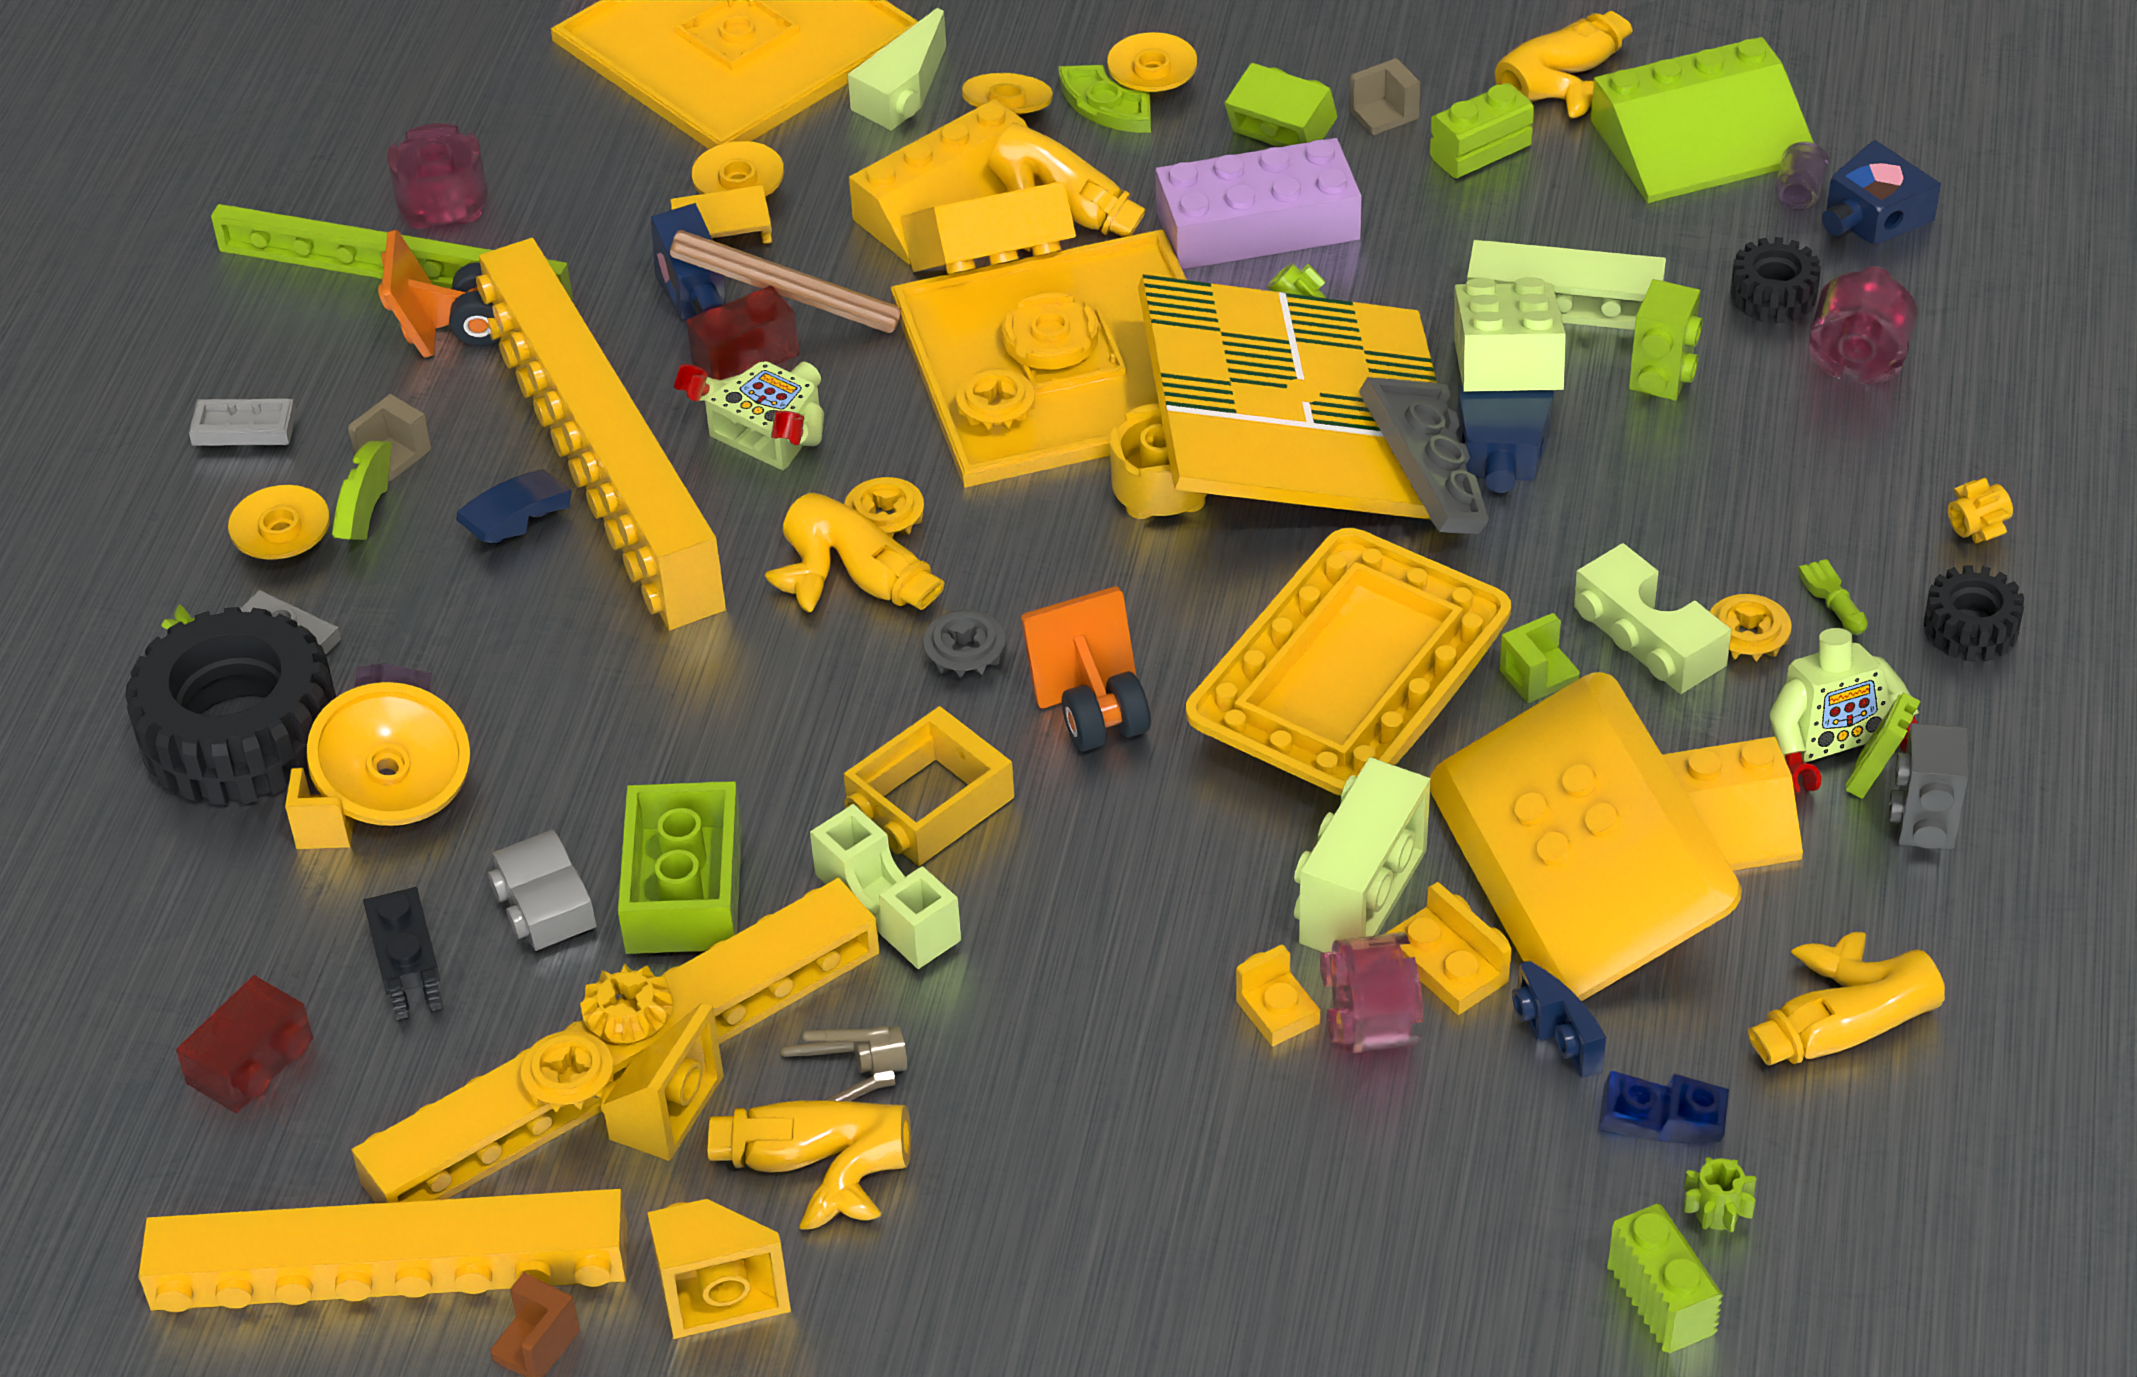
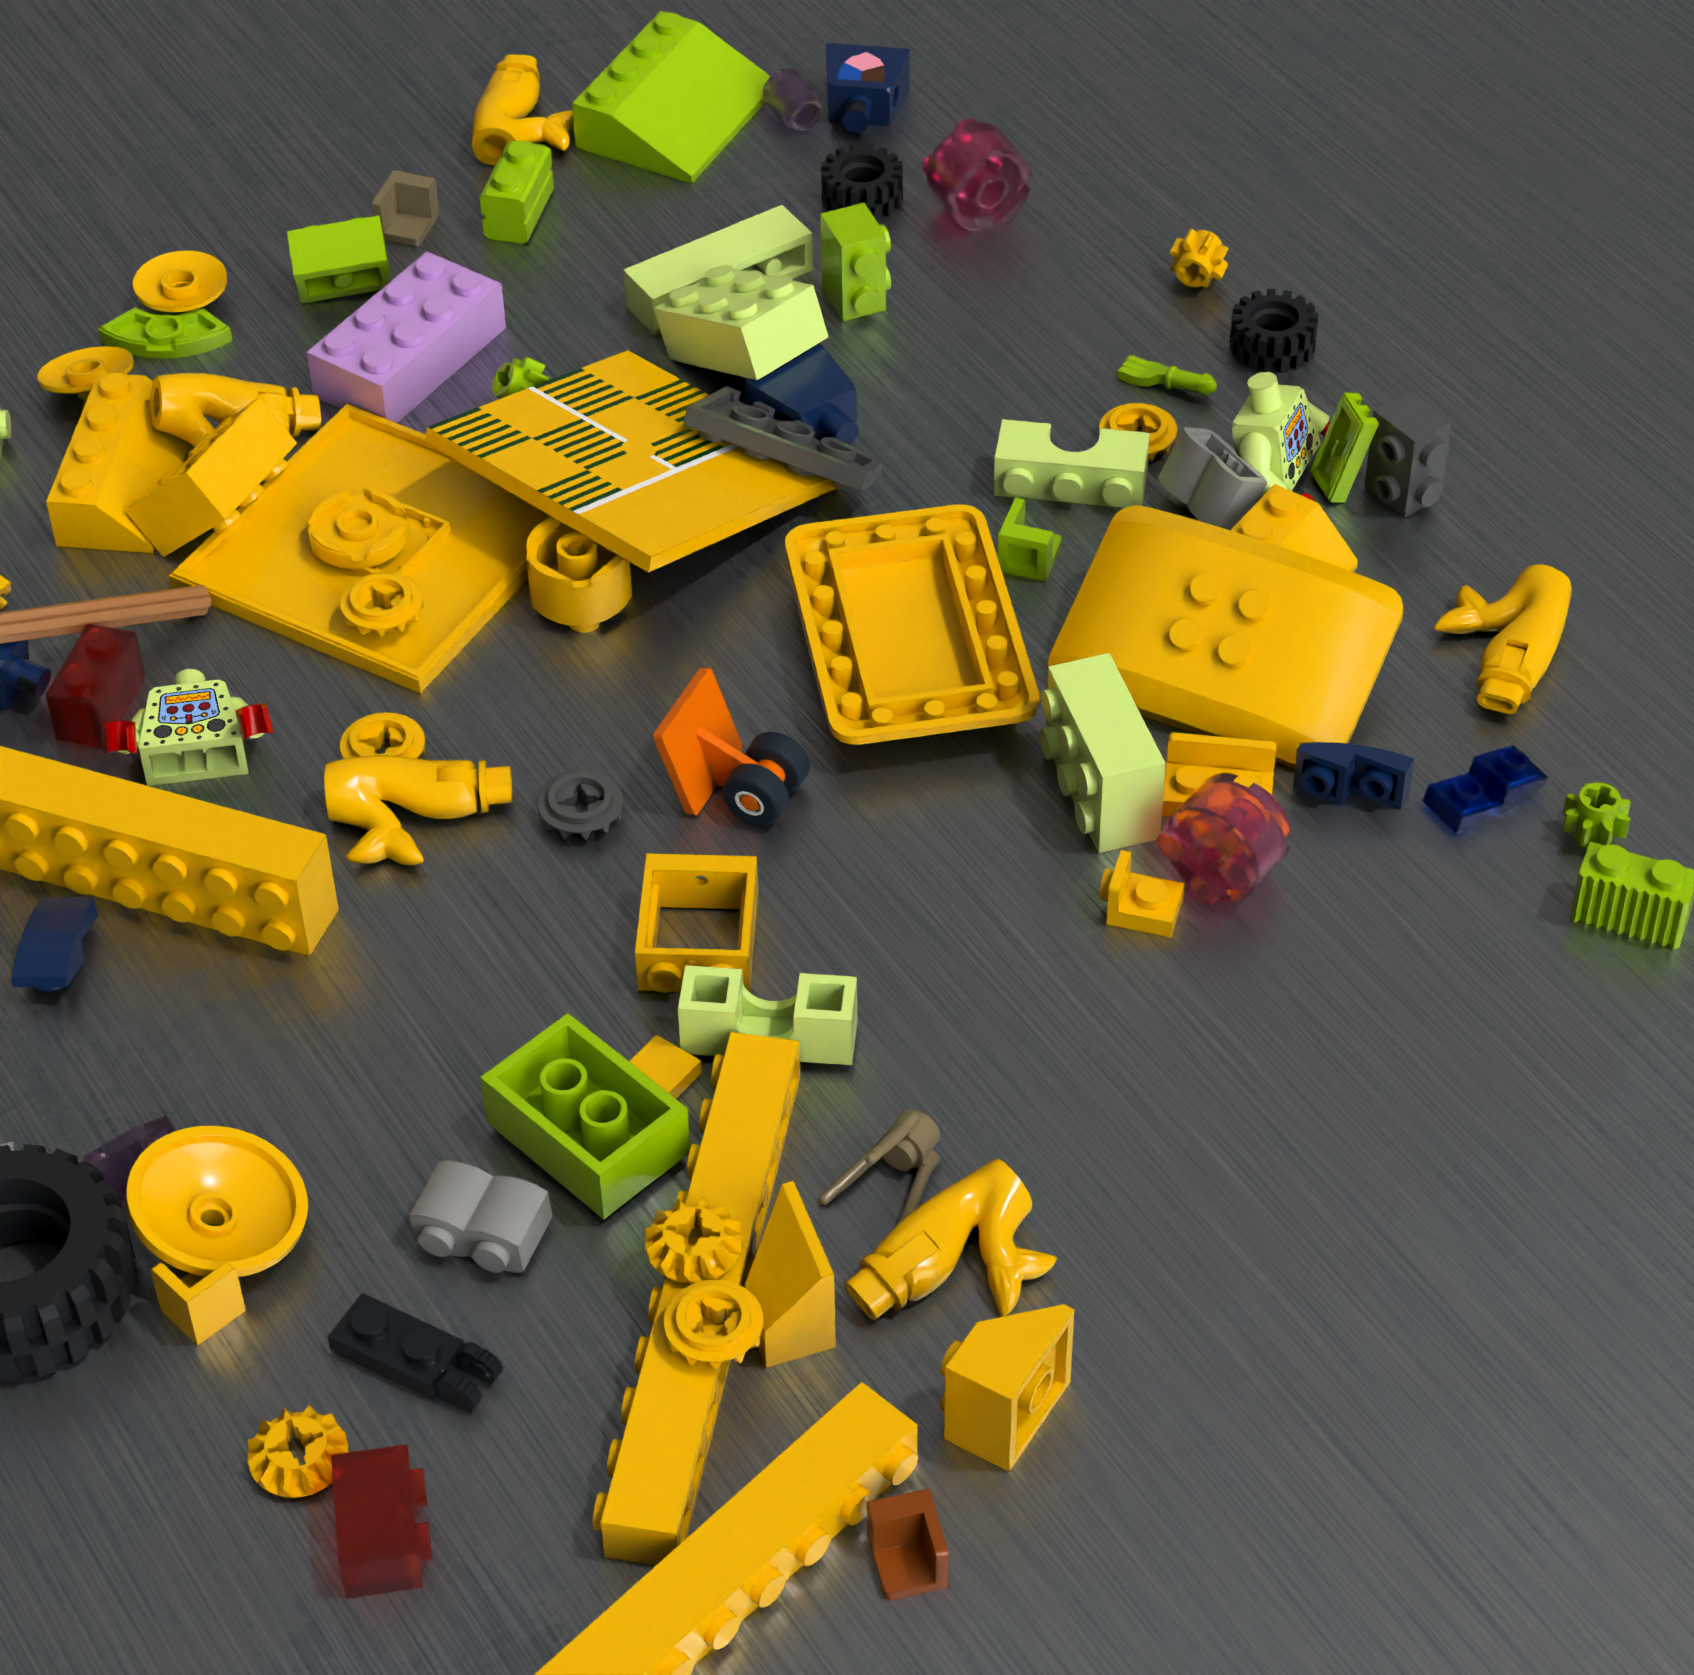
camera: 45 degrees left, 0 degrees up
(285, 971) = (274, 1464): none -> yellow gear
(784, 876) = (667, 1065): none -> yellow tile
(1740, 697) = (1210, 478): none -> light grey brick

